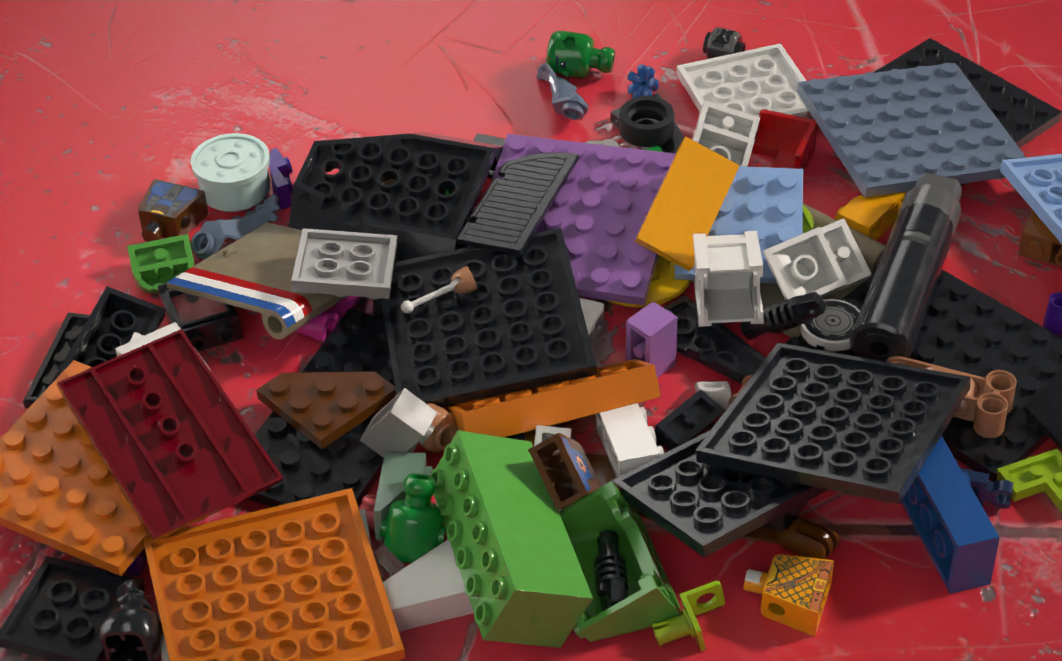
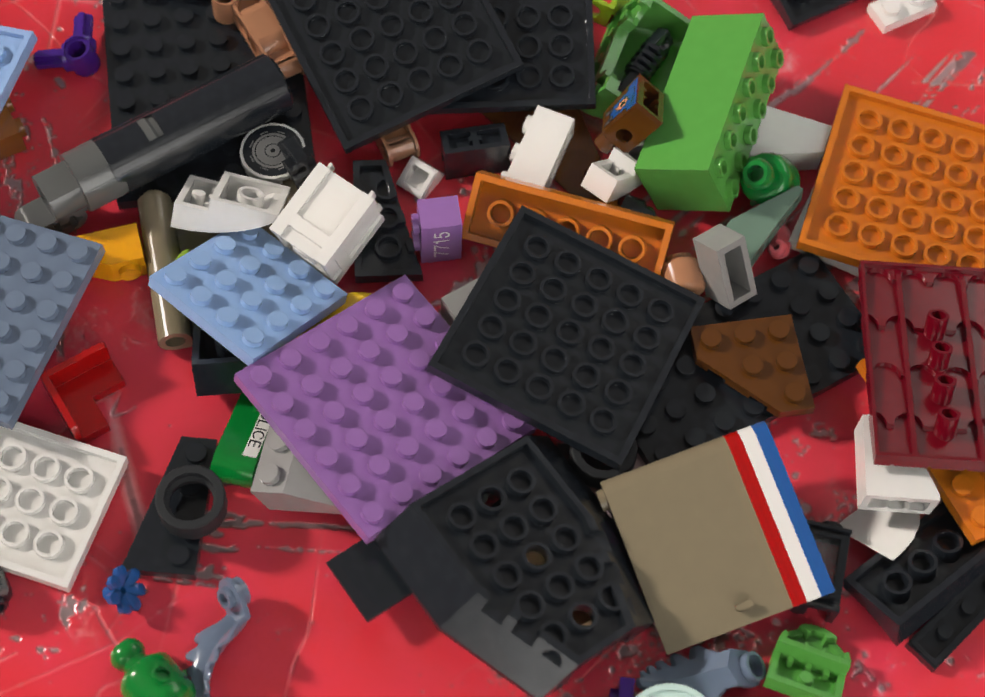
camera: 150 degrees left, 20 degrees up
(344, 263) = (662, 457): light grey plate -> none
(387, 563) = (804, 166): clear tile -> none
(461, 282) = (569, 364): hinge -> none
(518, 202) = (437, 429): black piece -> none
(686, 202) = (293, 306): light orange tile -> none
(726, 131) = (149, 426): white slope -> none

